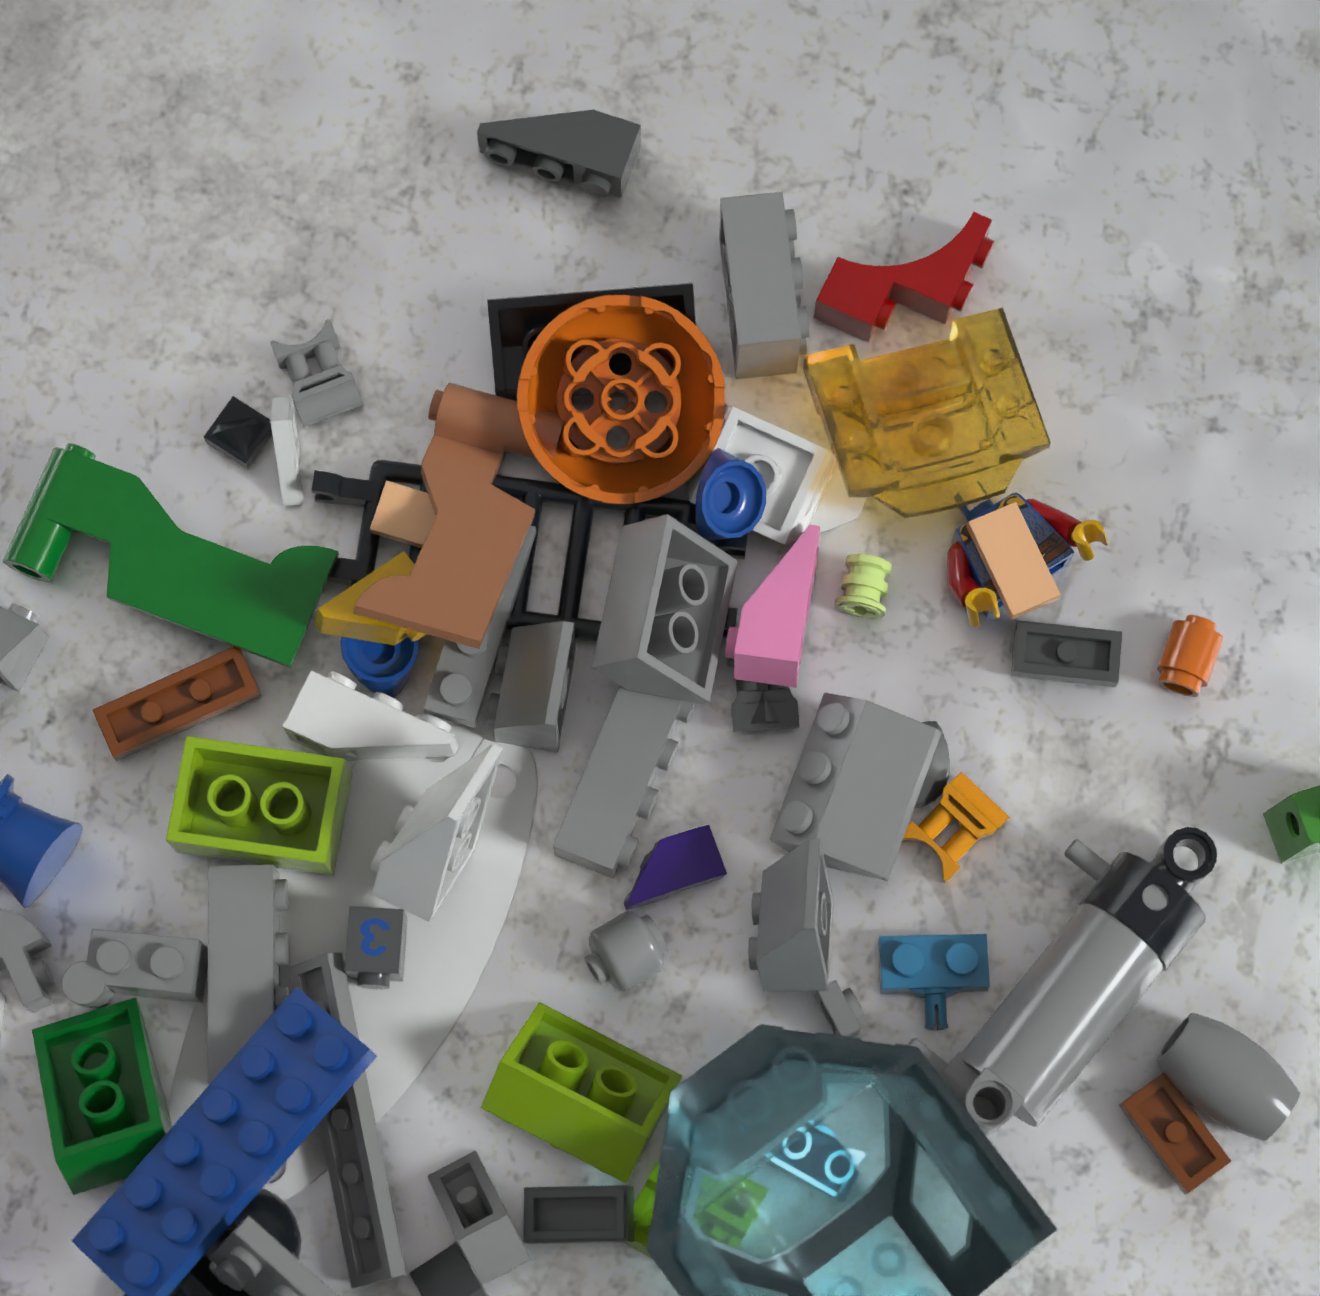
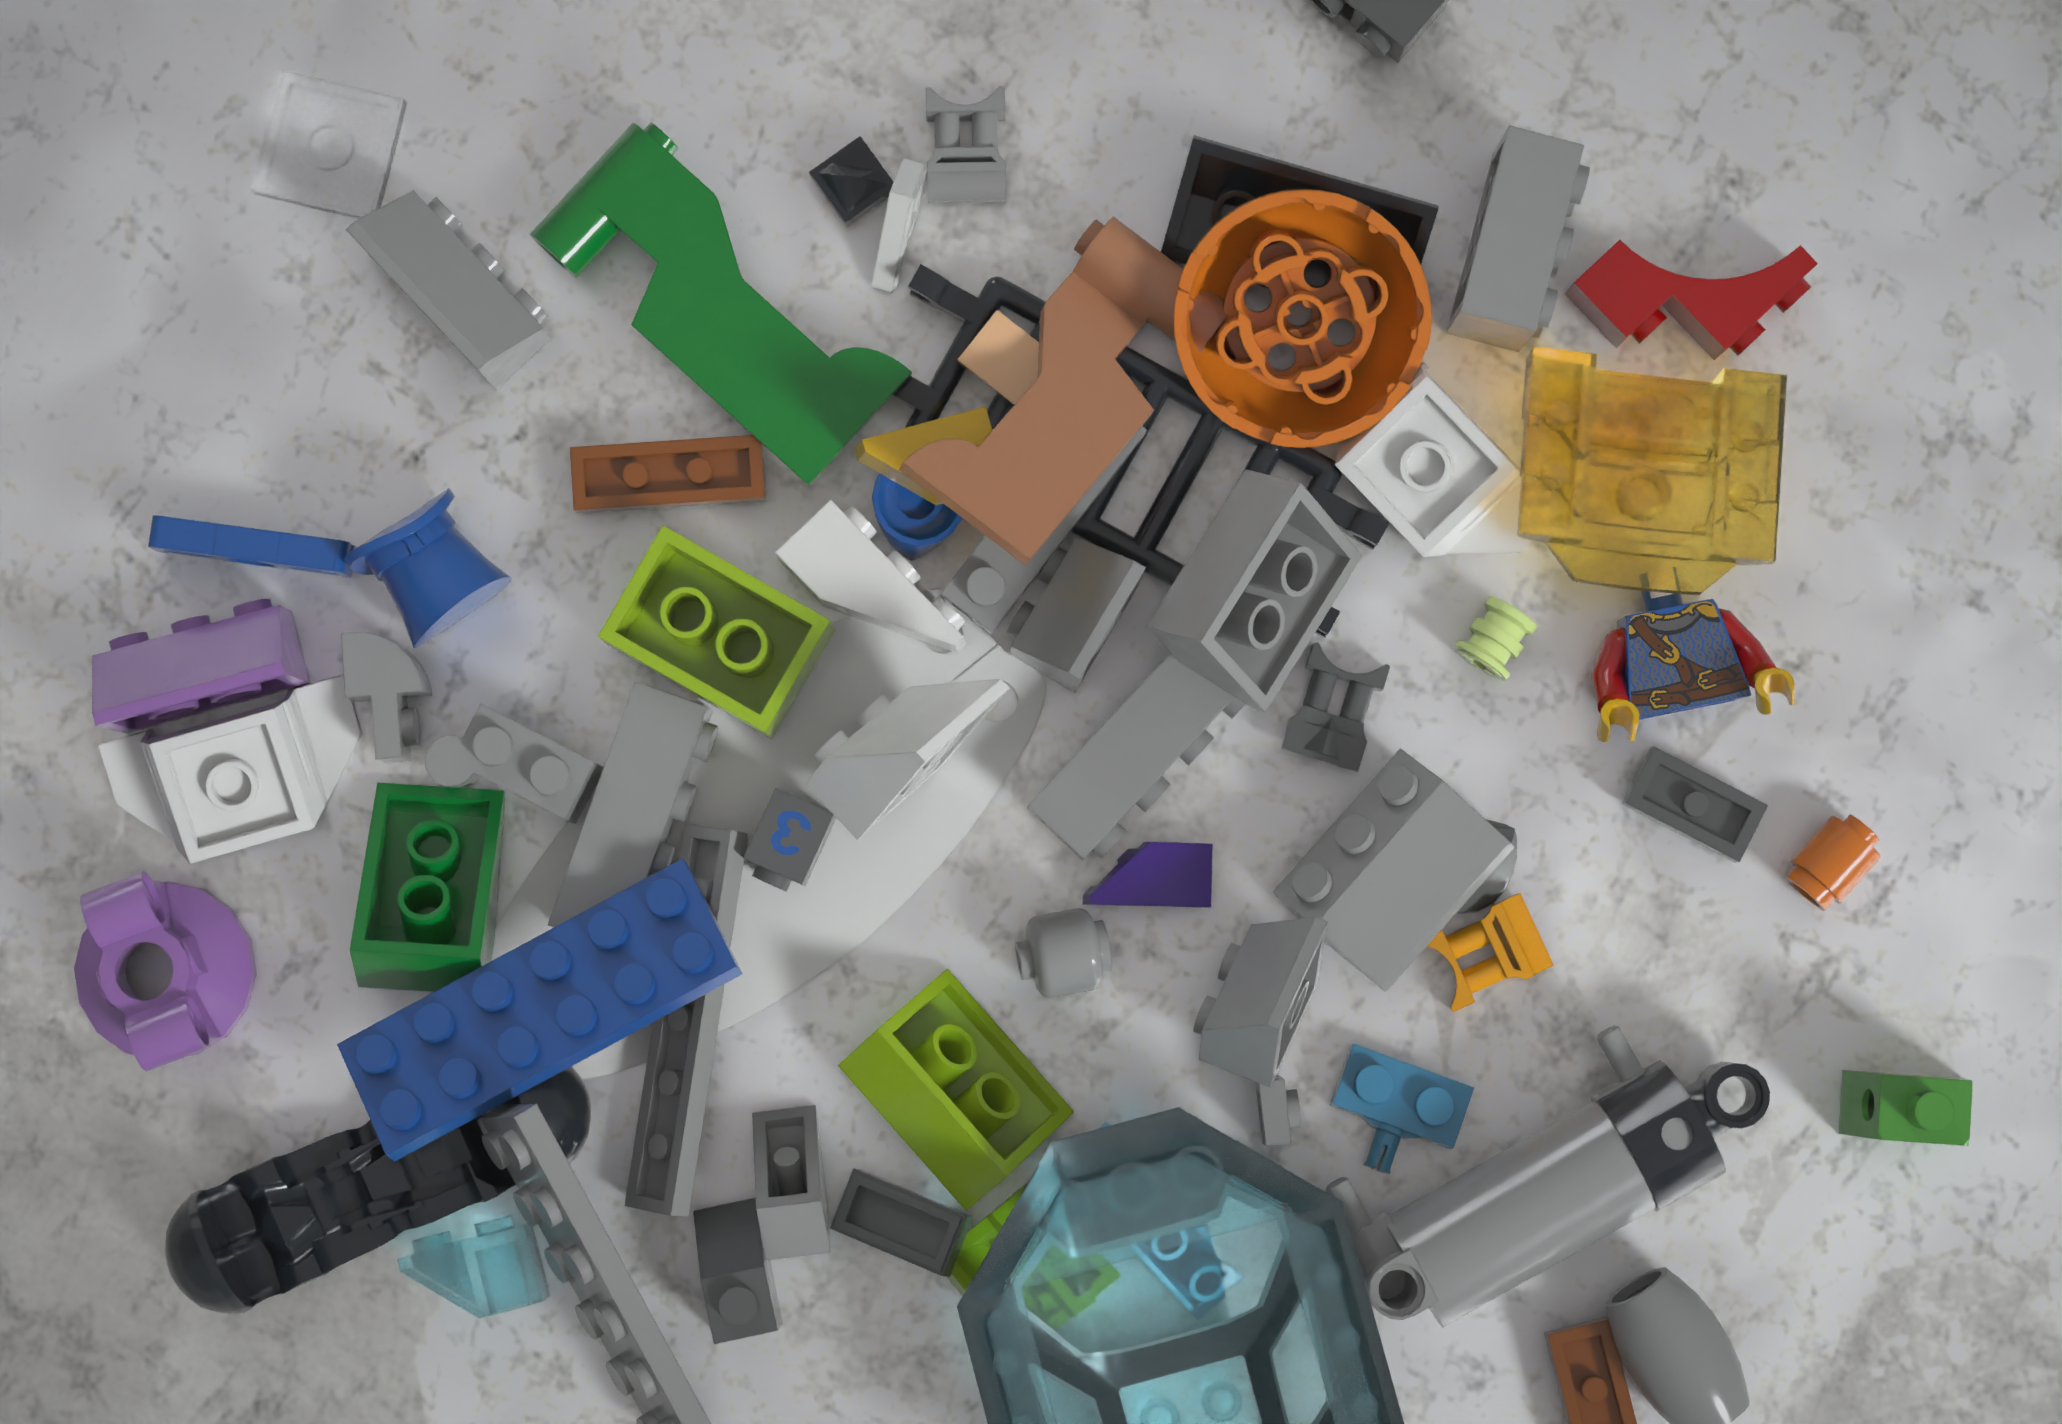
camera: 20 degrees right, 10 degrees up
(728, 497) = (1380, 482): blue piece -> none
(775, 618) = (1377, 642): bright pink slope -> none
(1013, 560) = (1676, 680): light nougat tile -> none

